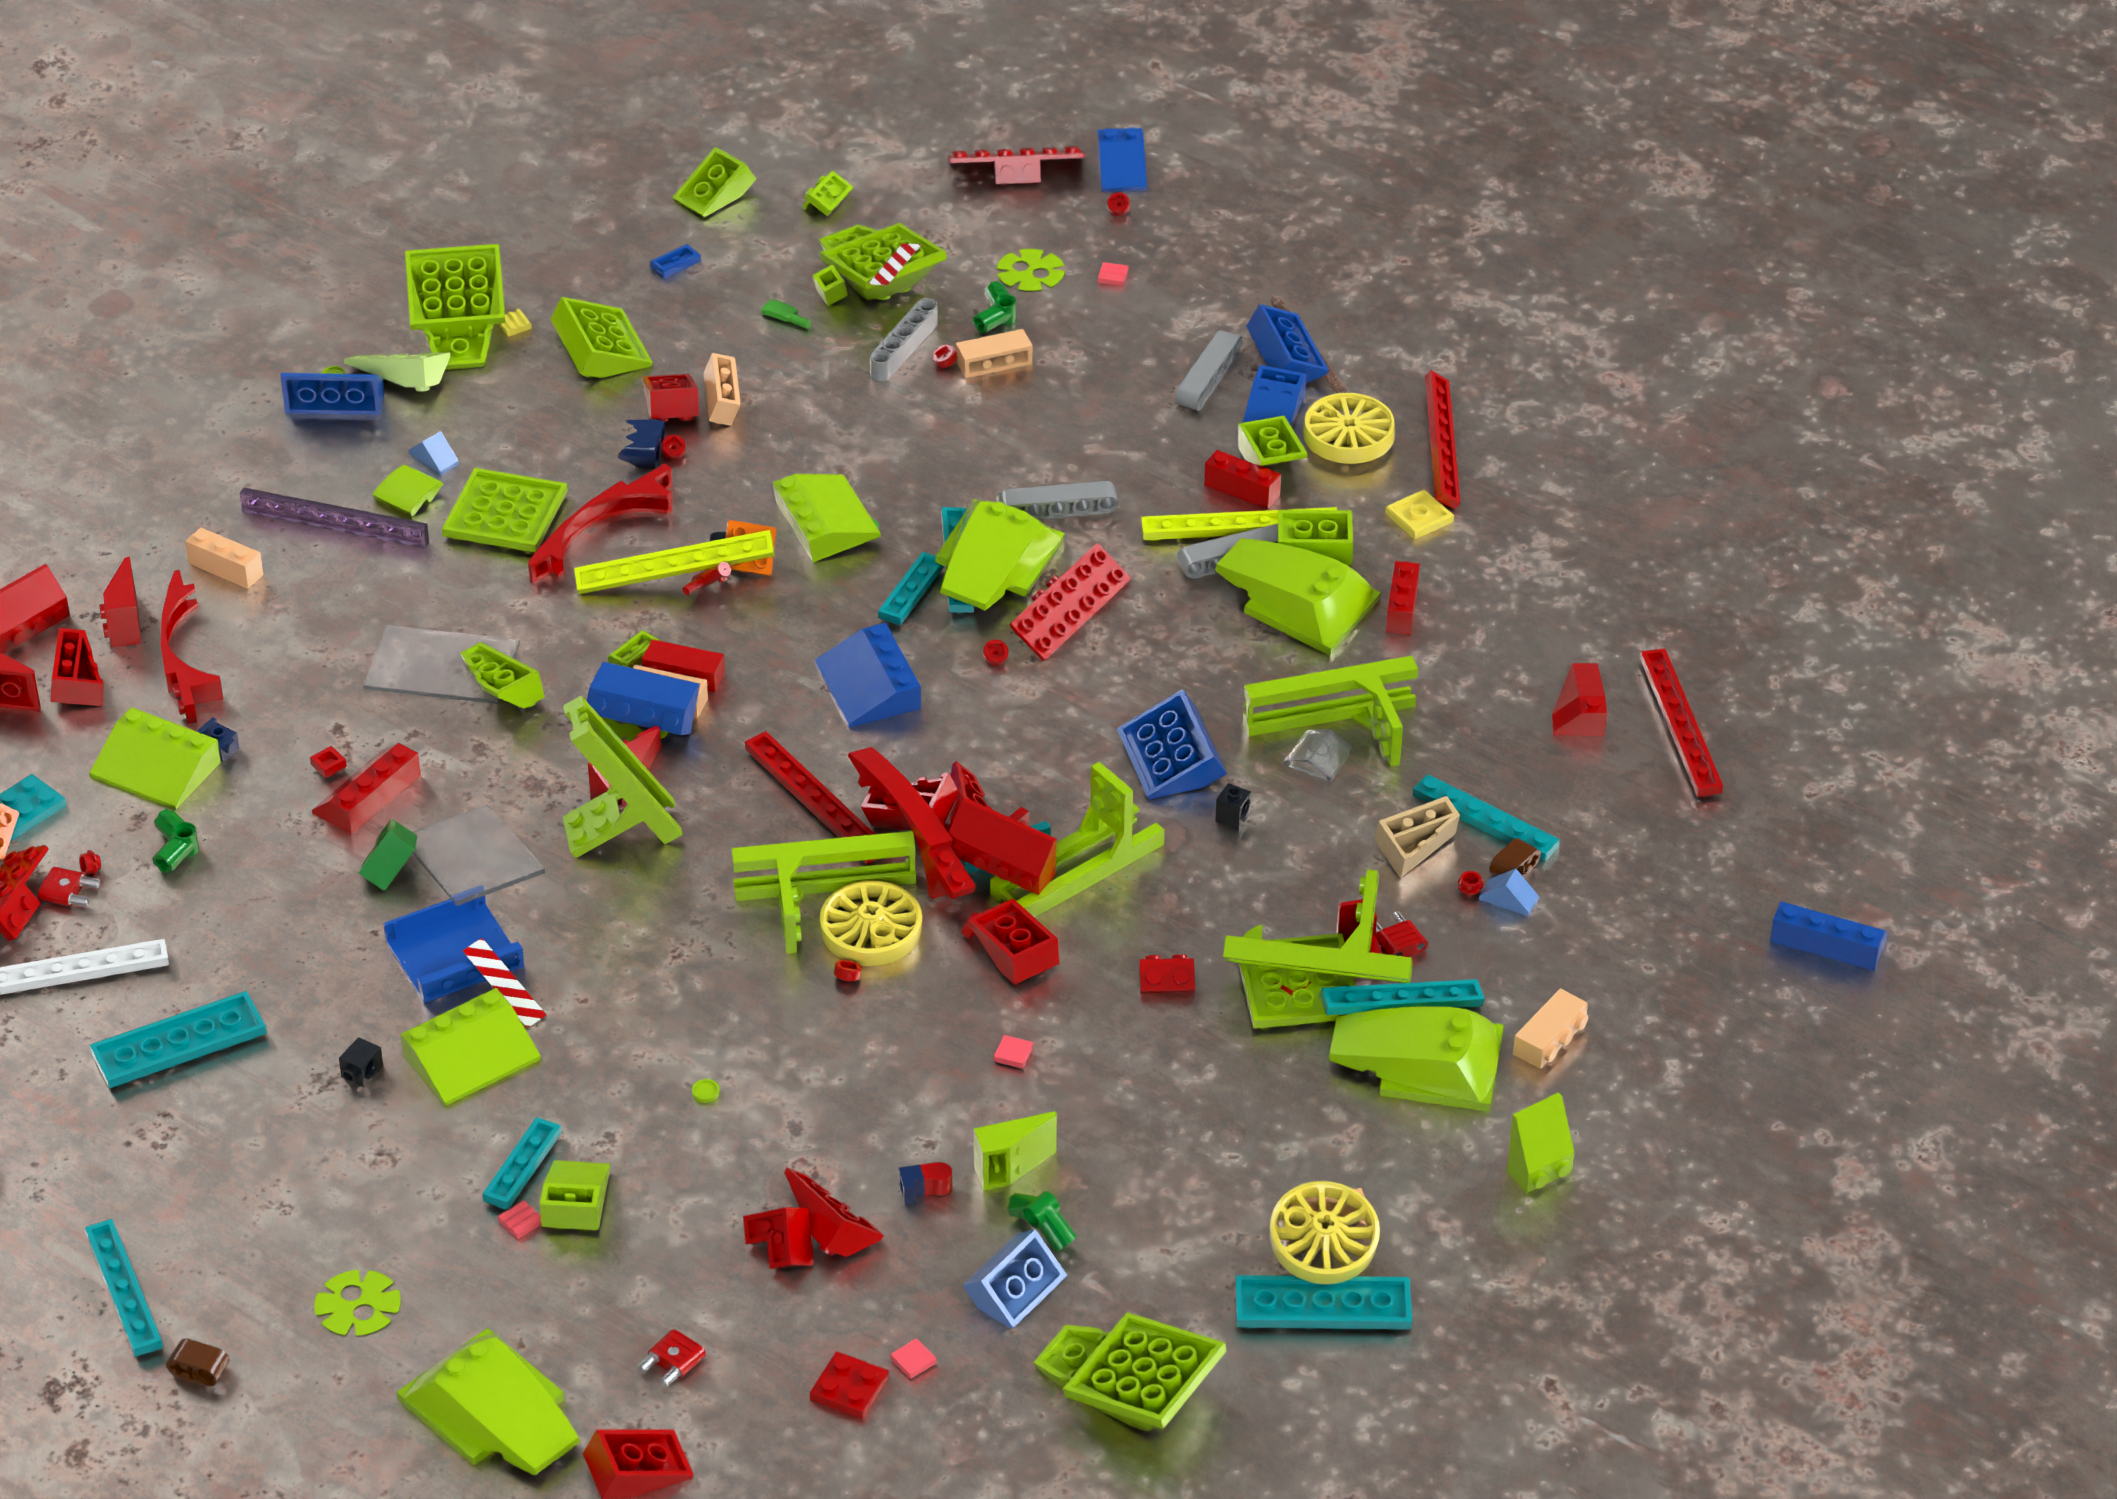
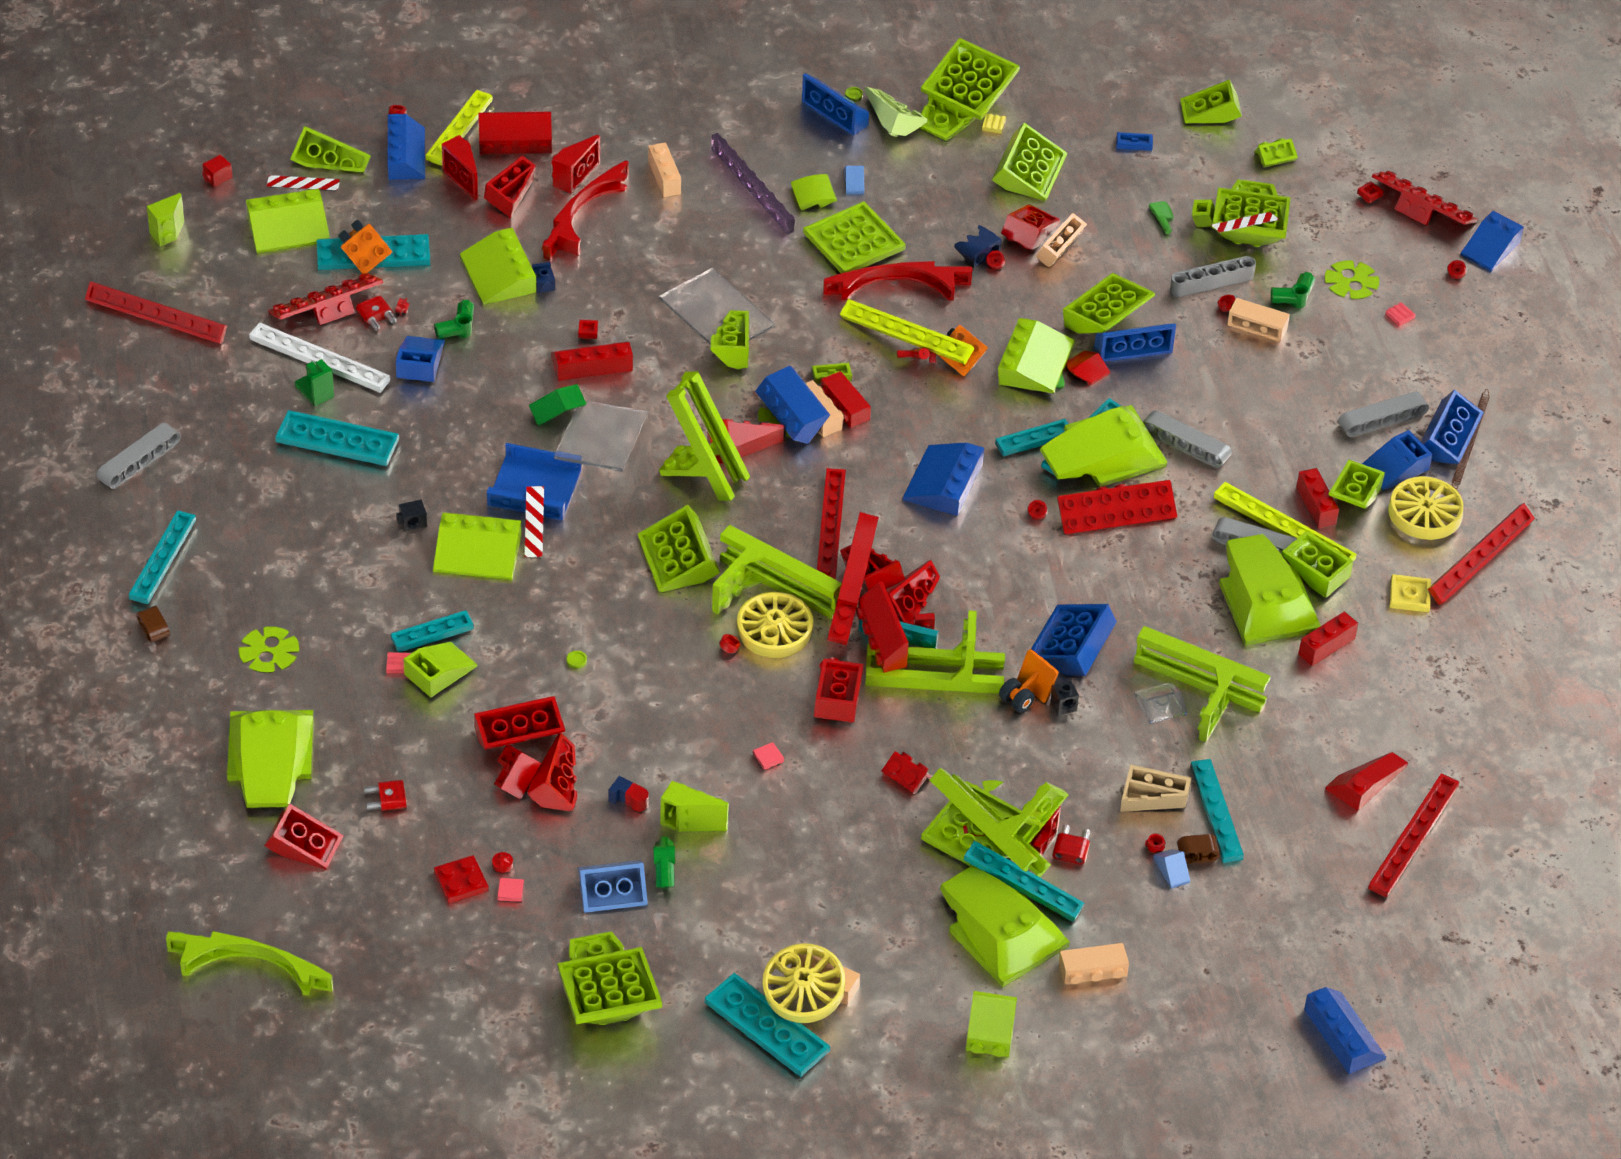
camera: 40 degrees right, 5 degrees up
(90, 998) = (318, 382): none -> green panel
(177, 901) = (419, 358): none -> blue slope
(689, 915) = (678, 551): none -> lime slope
(734, 1188) = (518, 723): none -> red slope
(844, 422) = (1105, 305): none -> lime slope
(872, 1338) = (502, 862): none -> red tile
(882, 491) = (1088, 367): none -> red slope
(905, 440) = (1135, 342): none -> blue slope
(957, 180) = (1370, 192): none -> red plate
(1188, 803) = (1033, 681): none -> orange plate

